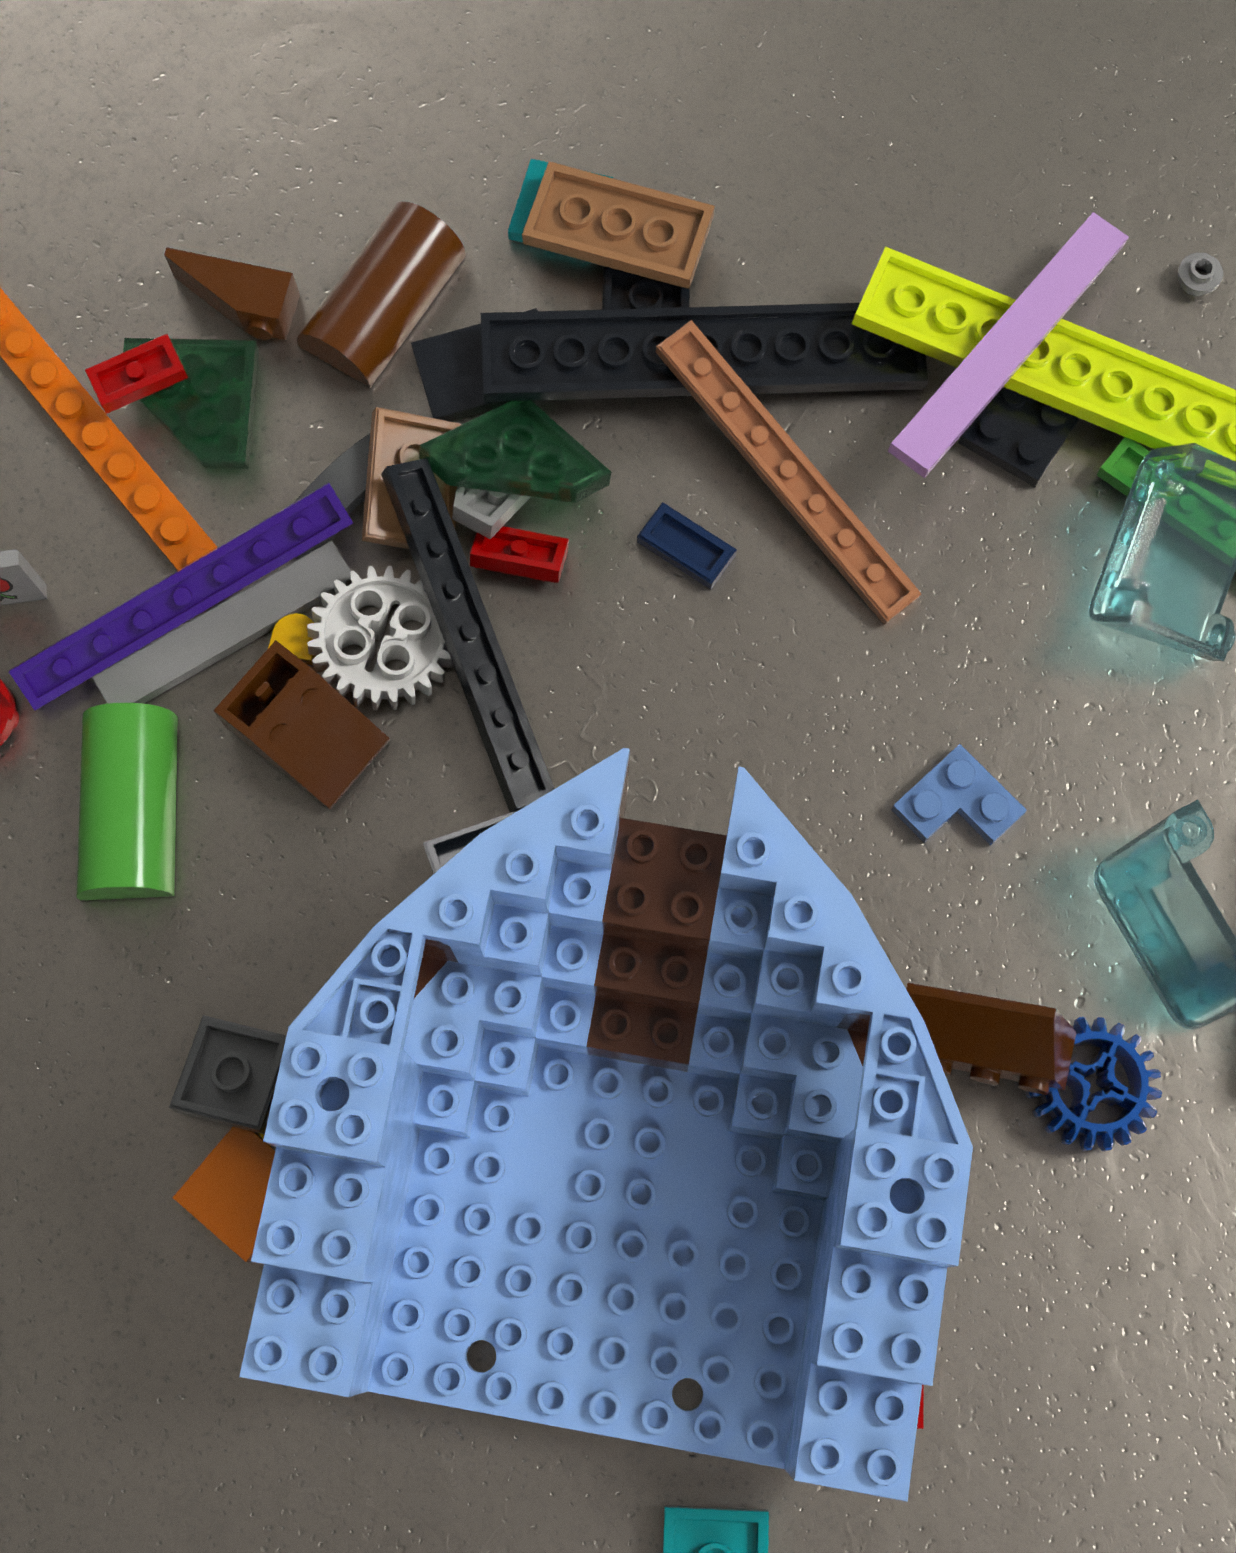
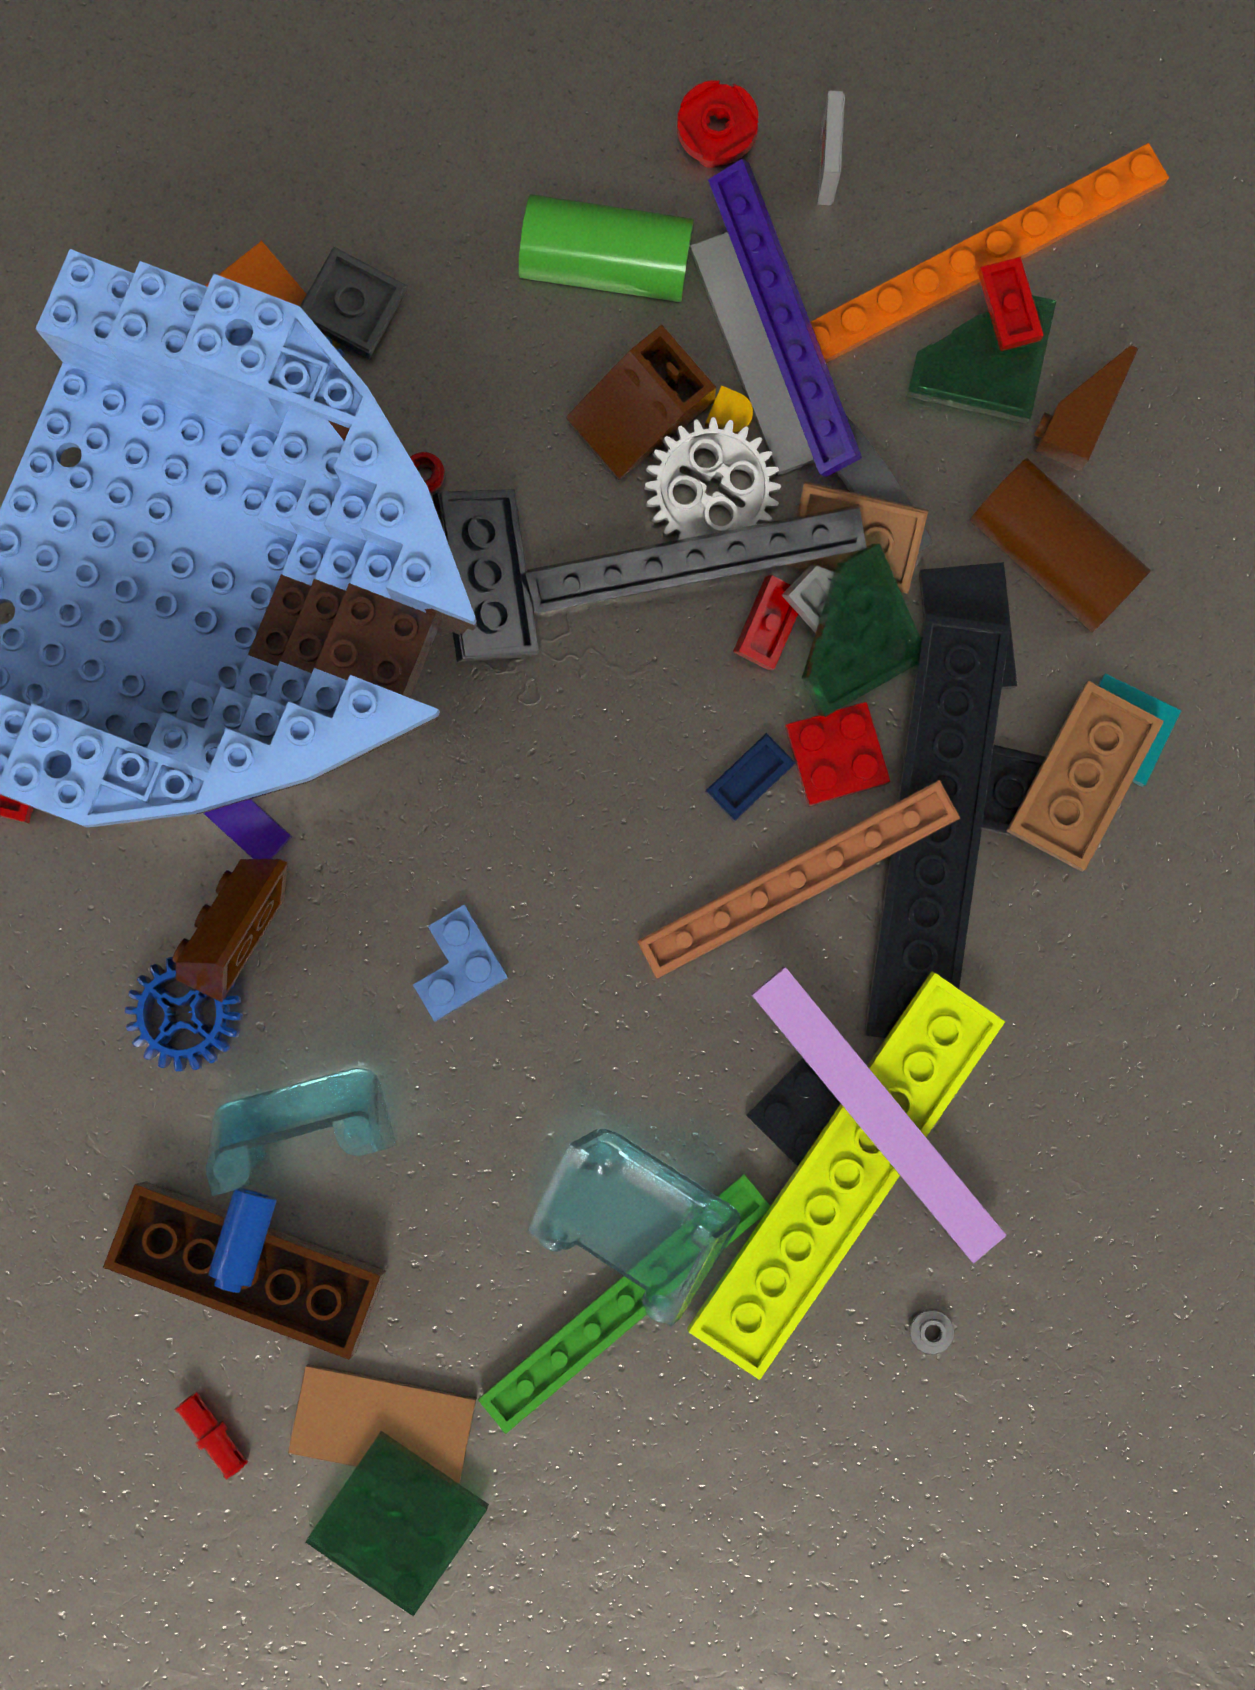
camera: 100 degrees right, 10 degrees up
(646, 465) = (837, 754): none -> red plate

